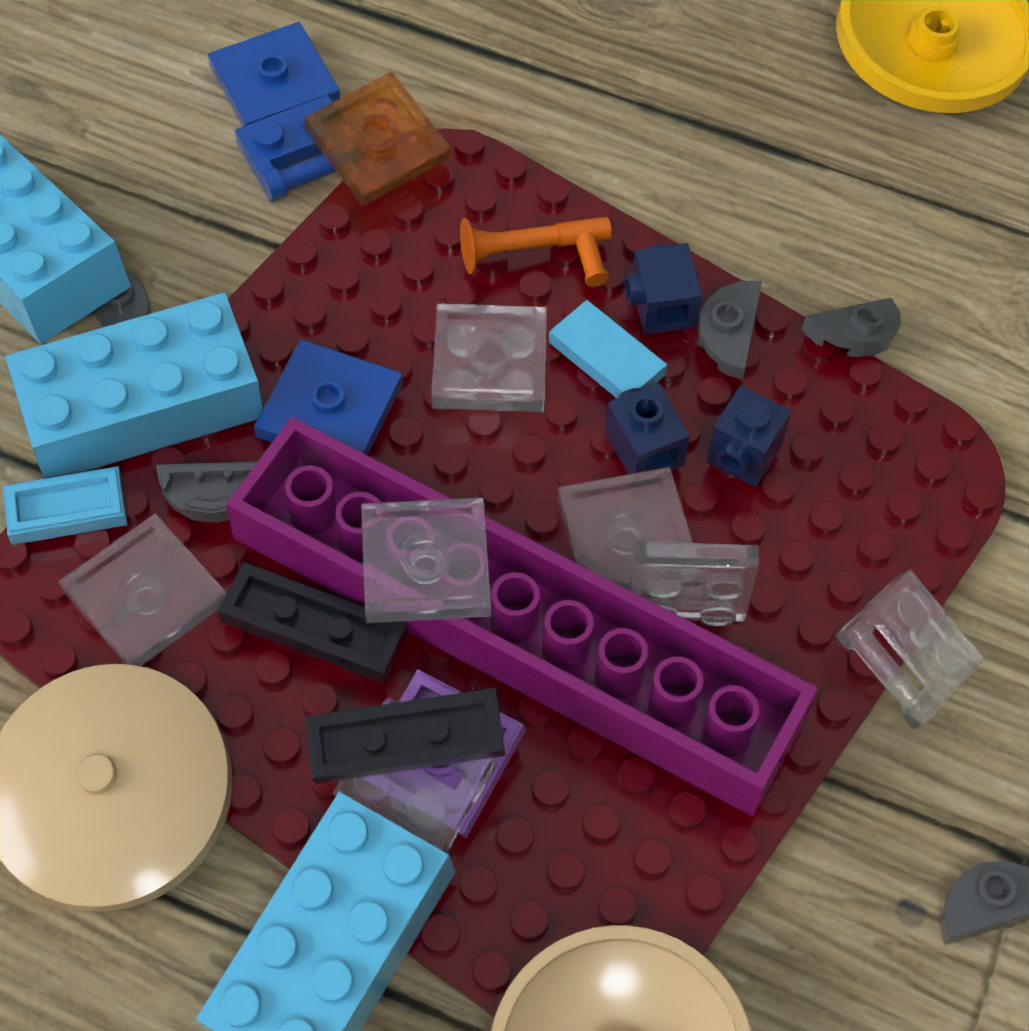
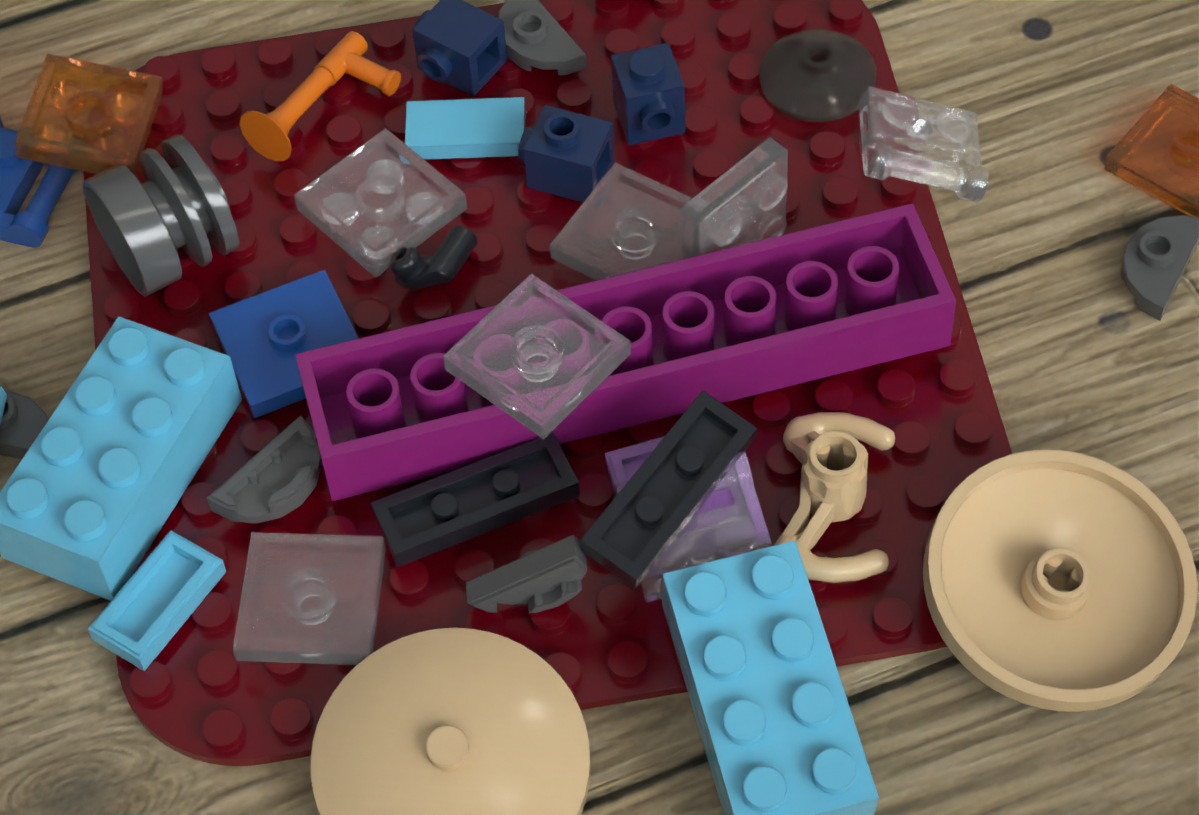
camera: 40 degrees left, 5 degrees down
(283, 709) = (538, 578): none -> dark grey plate
(320, 243) = (172, 209): none -> dark grey wheel
(475, 436) = (437, 268): none -> black arm
(543, 840) = (832, 488): none -> tan piece
(893, 546) = (816, 75): none -> clear smoke dish

